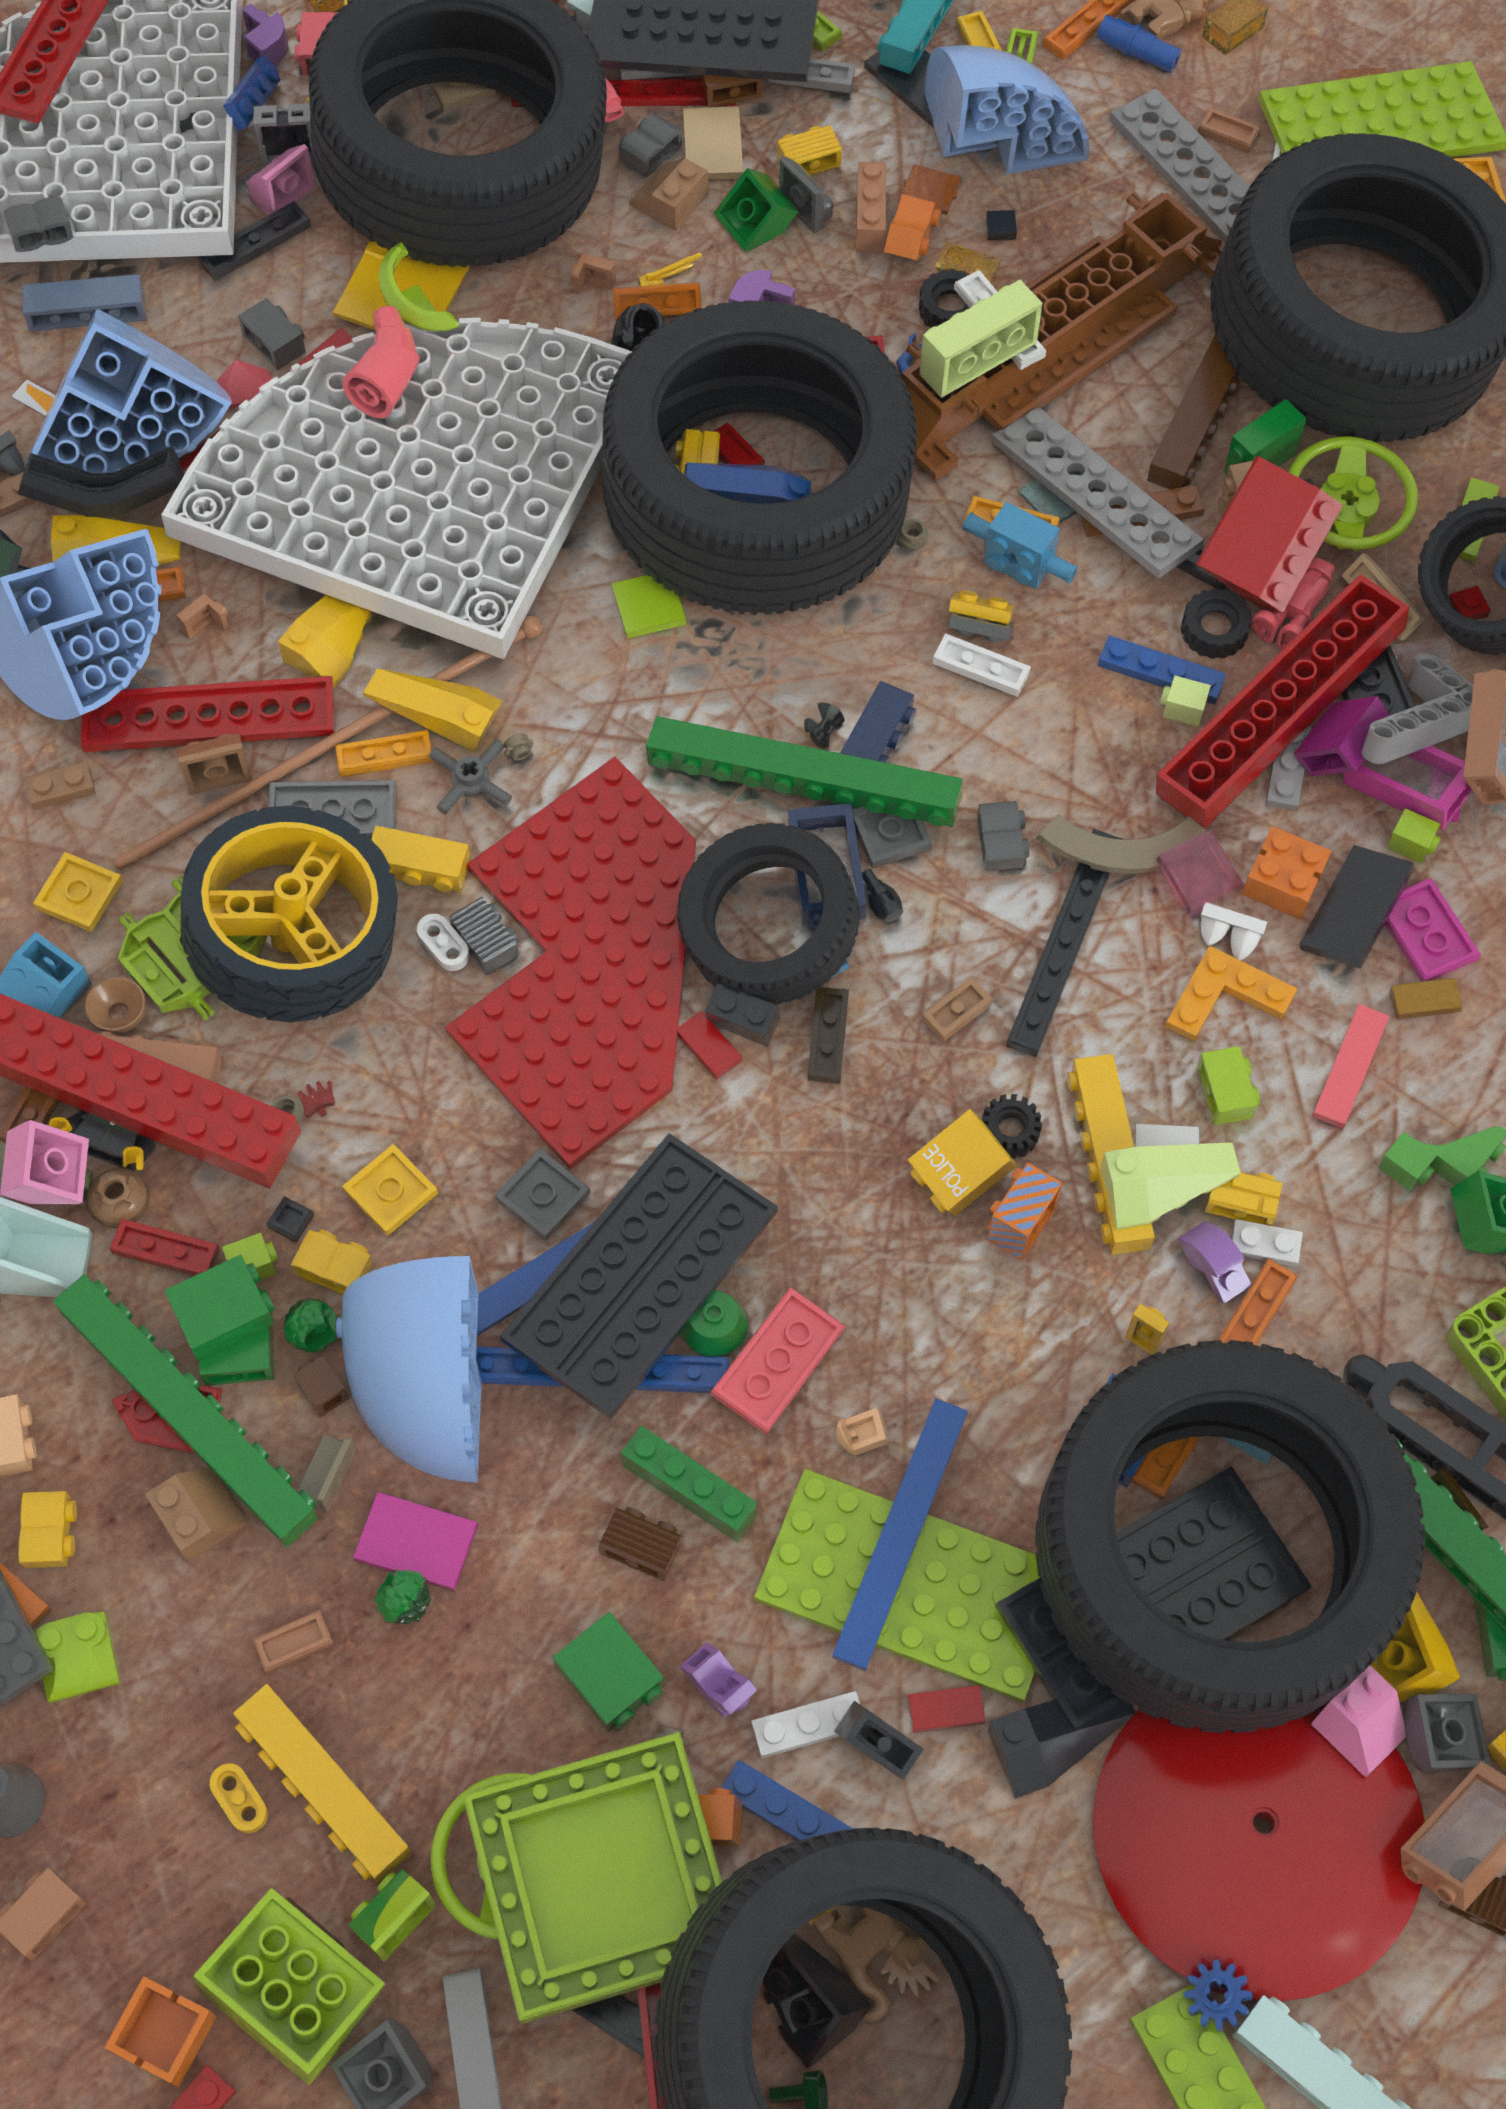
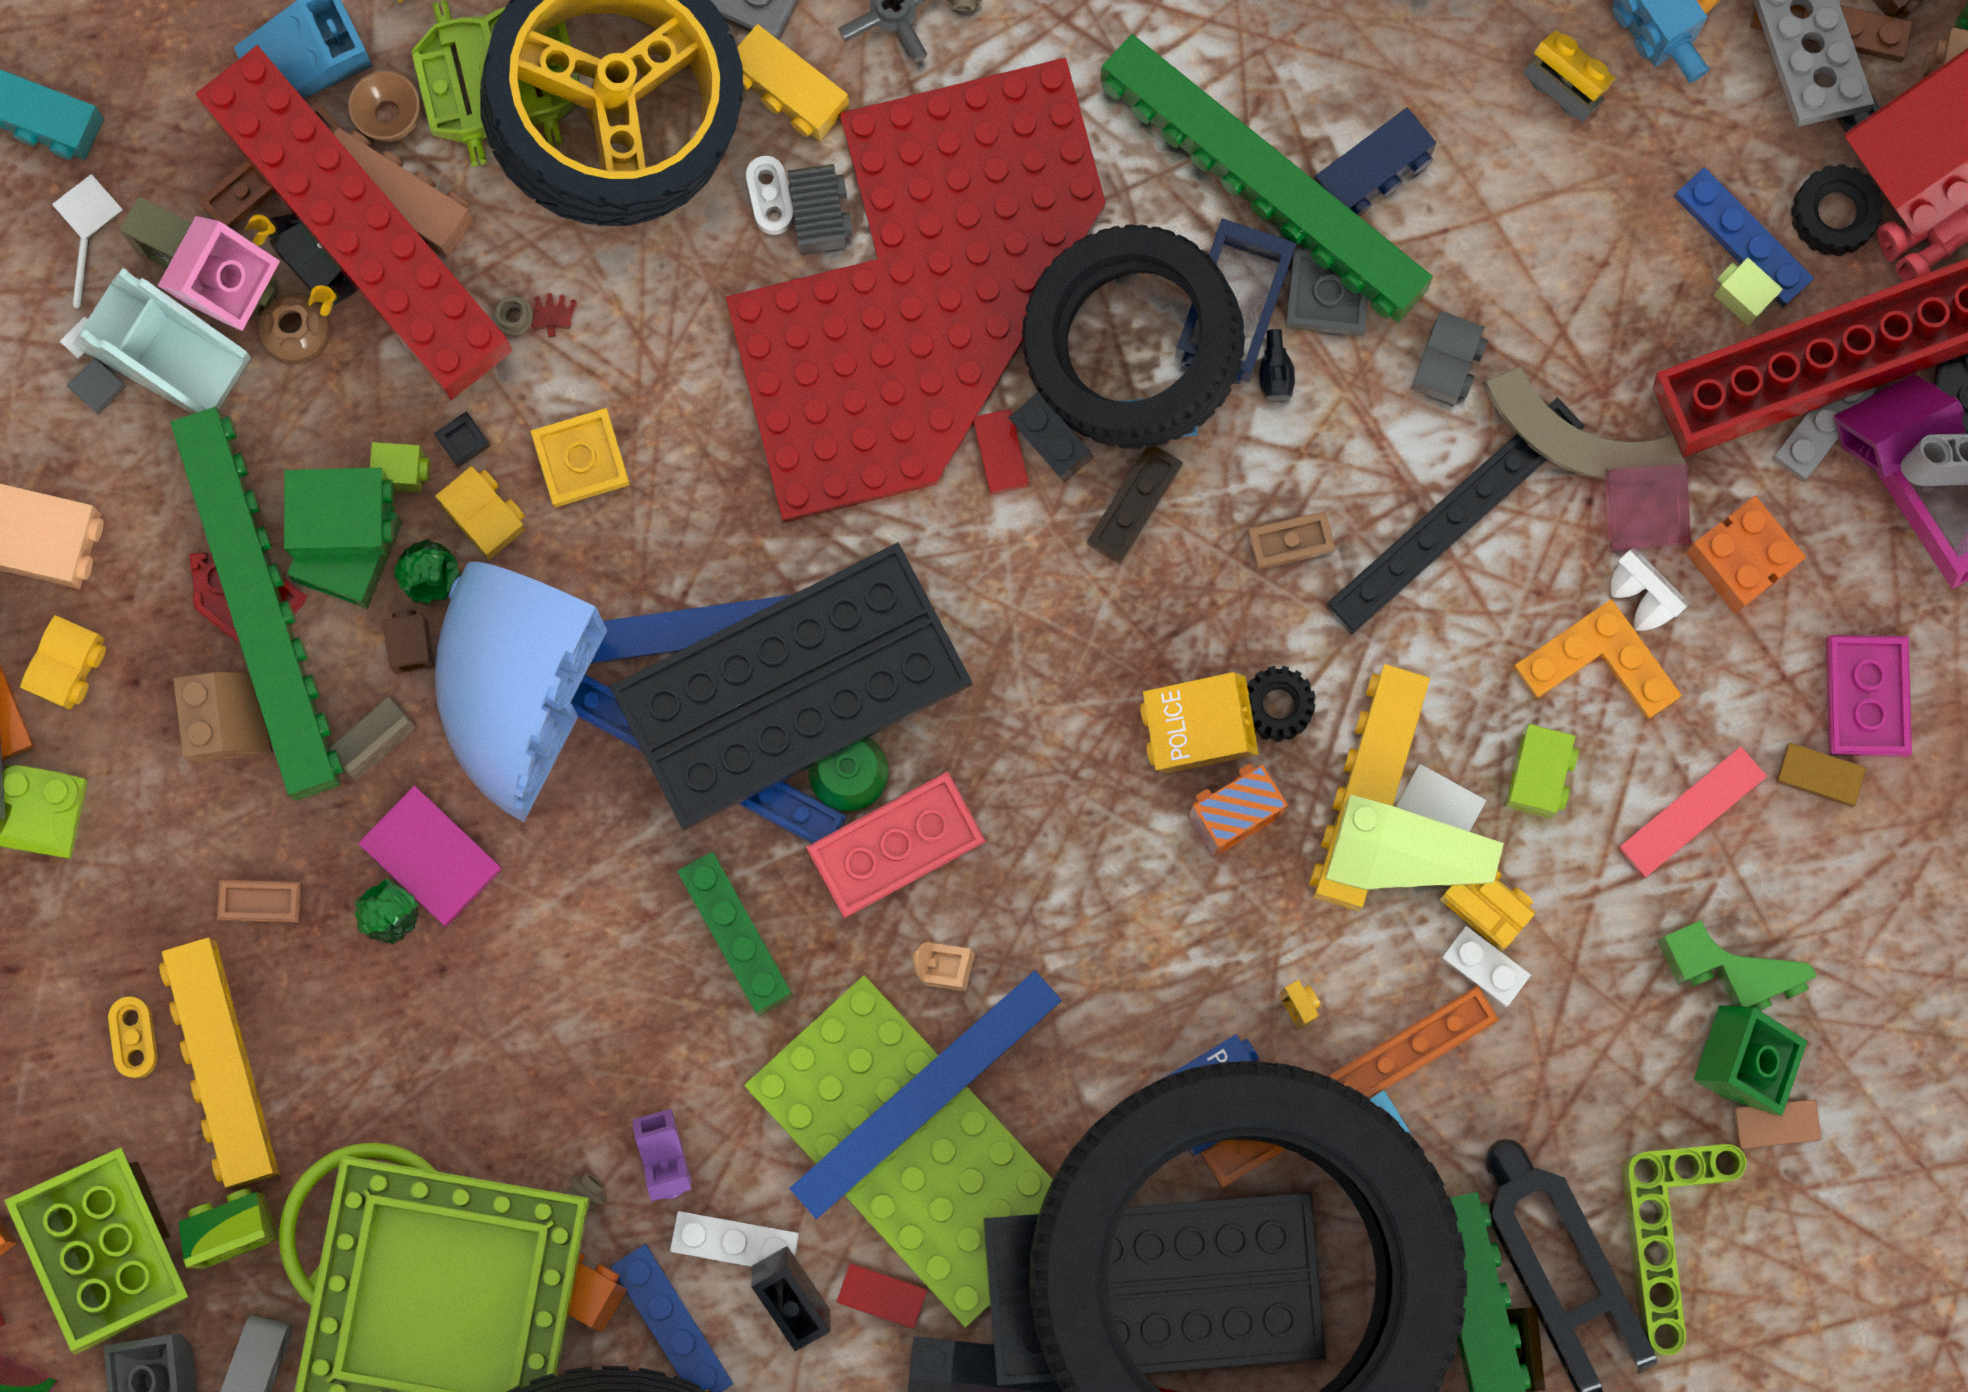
camera: 25 degrees right, 15 degrees up
(163, 1248) = (316, 411): red plate -> none
(542, 1194) = (738, 540): dark grey plate -> none
(609, 1672) = (558, 1092): green brick -> none
(640, 1543) = (655, 972): reddish brown brick -> none
(820, 732) = (1310, 136): pearl dark grey piece -> none
(981, 665) = (1537, 136): white plate -> none
(1218, 1257) = (1418, 961): medium lavender brick -> none
(1357, 906) = (1803, 631): black tile -> none
(1414, 836) = (1917, 580): lime brick -> none

